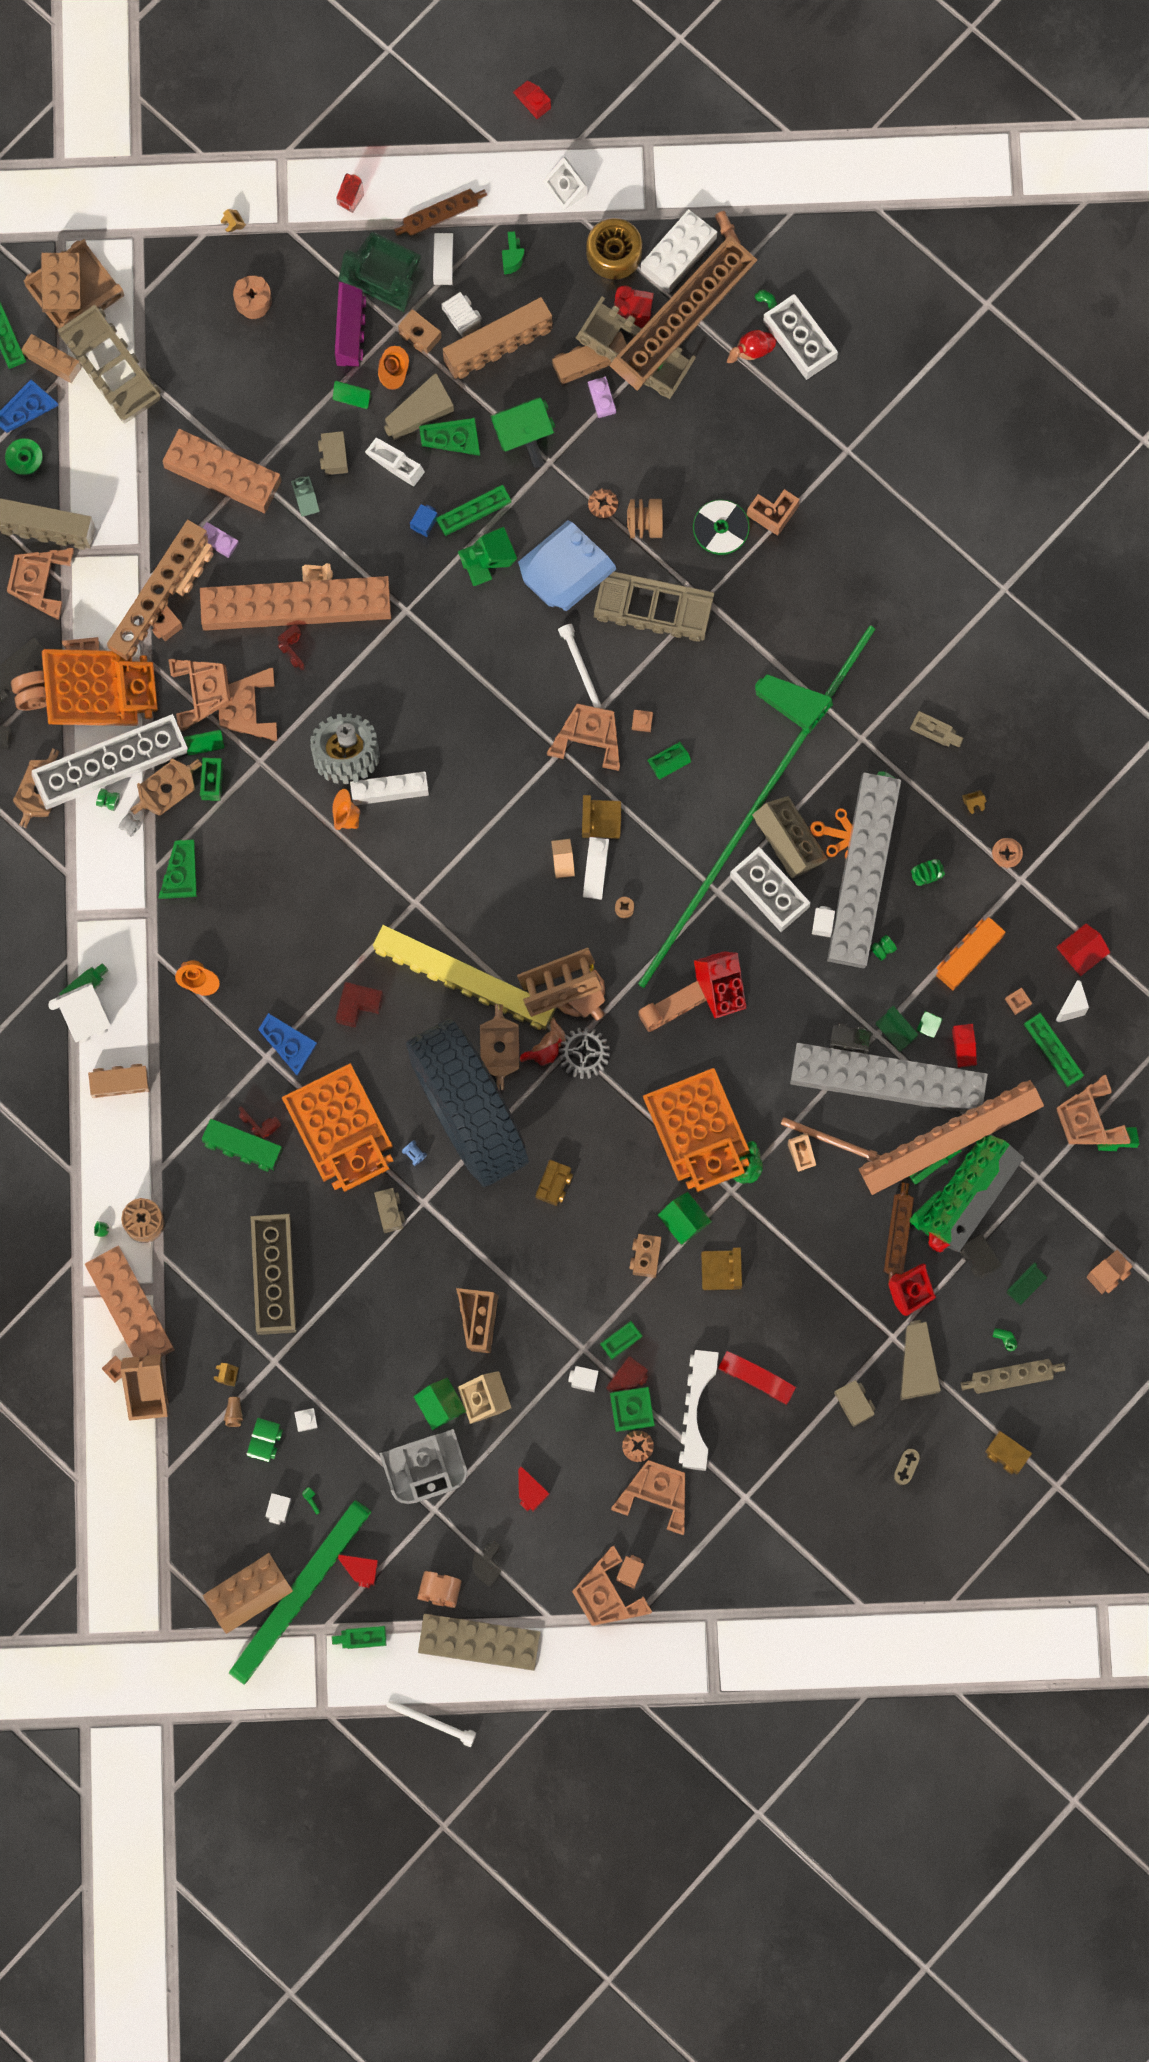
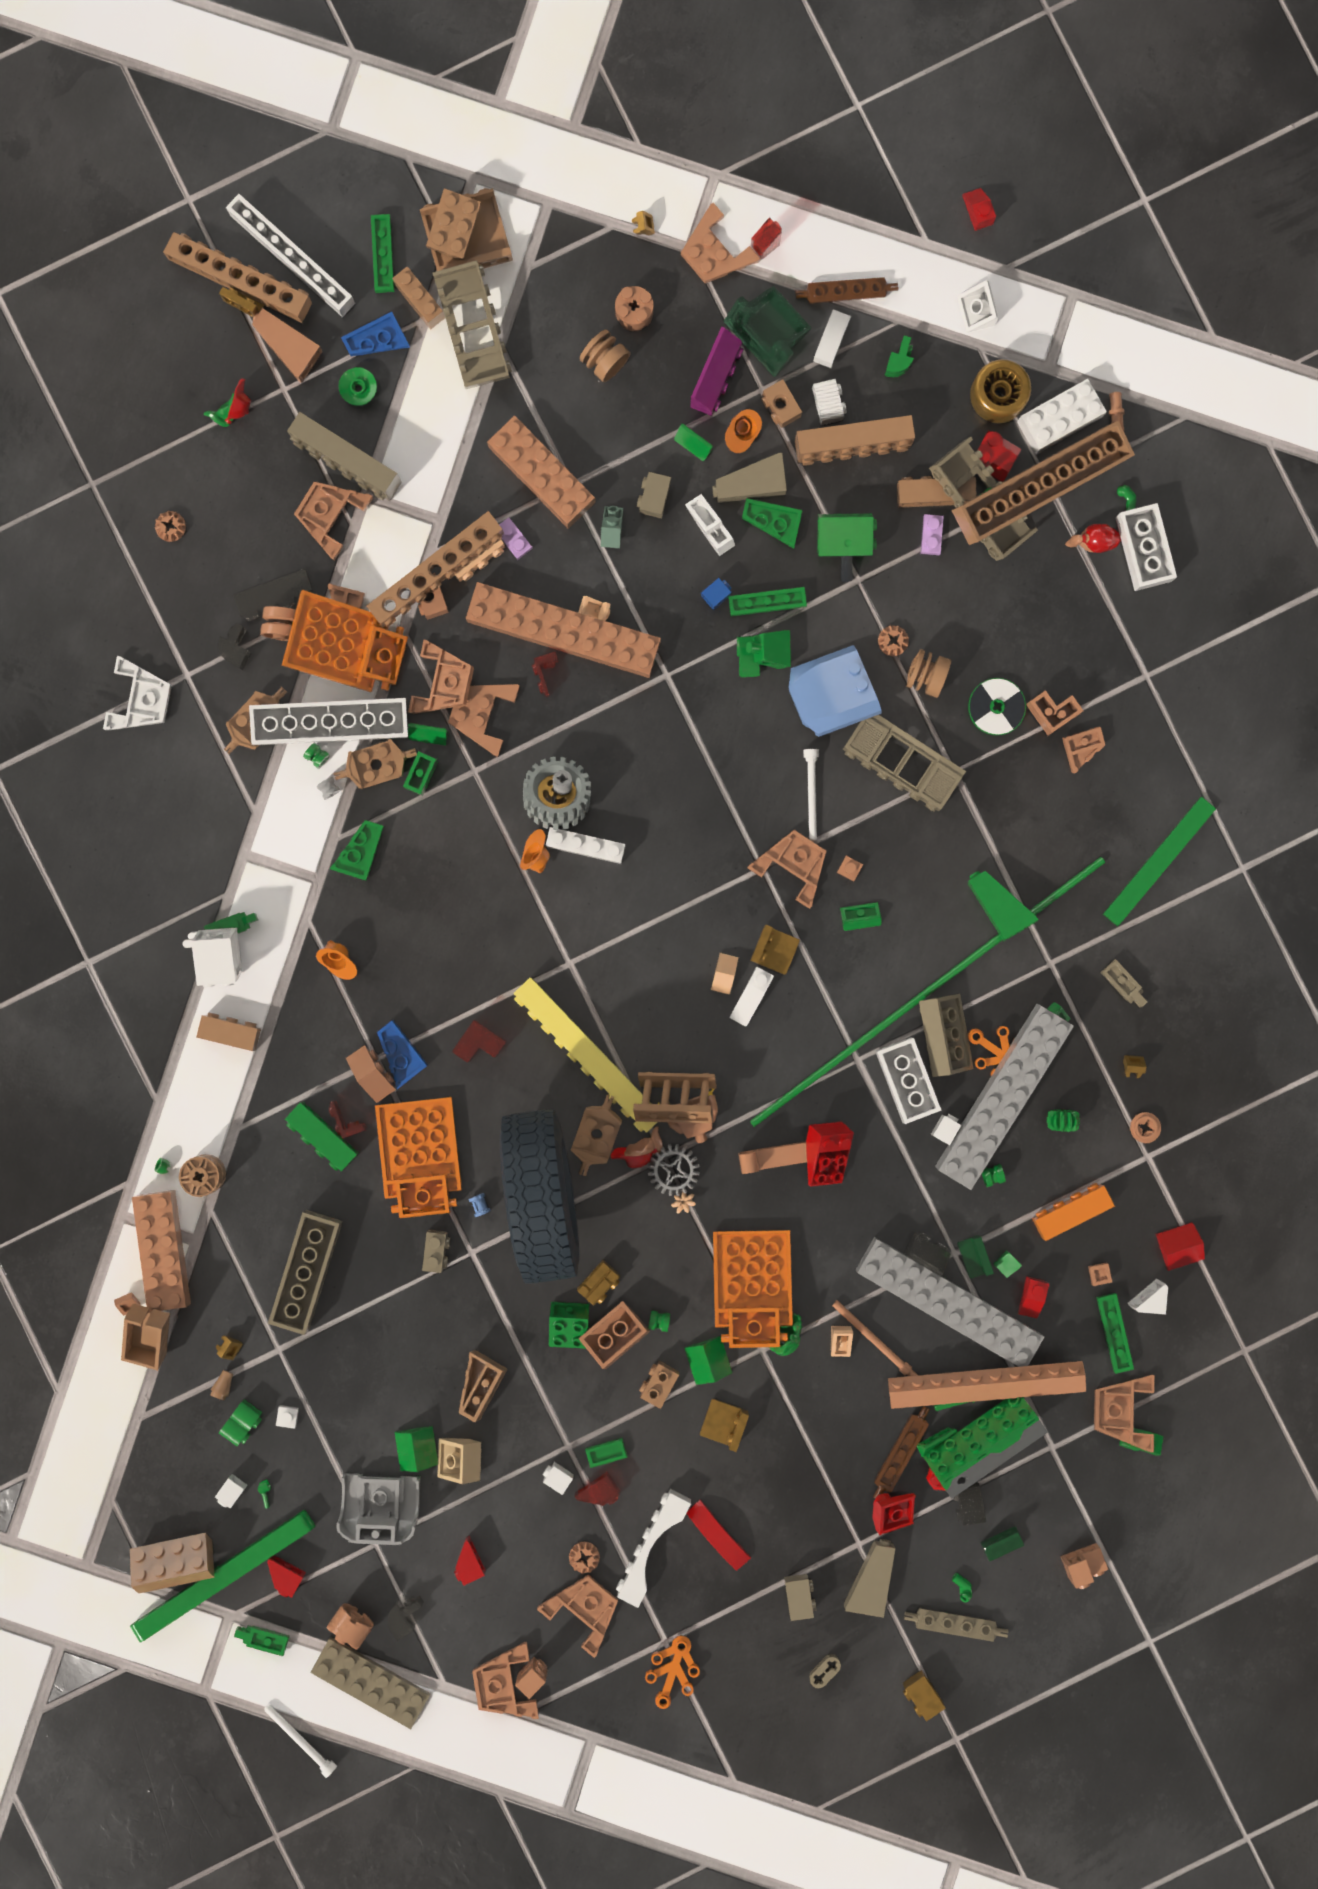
camera: 20 degrees right, 10 degrees up
(239, 346) = (605, 356): none -> medium nougat wheel
(267, 1068) = (371, 1073): none -> nougat brick
(303, 227) = (708, 255): none -> nougat wing
(541, 1234) = (567, 1324): none -> green bracket
(587, 1224) = (614, 1335): none -> nougat slope
(605, 1080) = (683, 1202): none -> light nougat plant
(622, 910) = (764, 1044): medium nougat wheel -> none
(628, 1196) = (659, 1321): none -> green wheel
(632, 1409) = (591, 1523): green plate -> none
(762, 1518) = (673, 1668): none -> orange plant
(813, 533) = (1083, 746): none -> nougat wing
(924, 610) = (1159, 861): none -> green tile

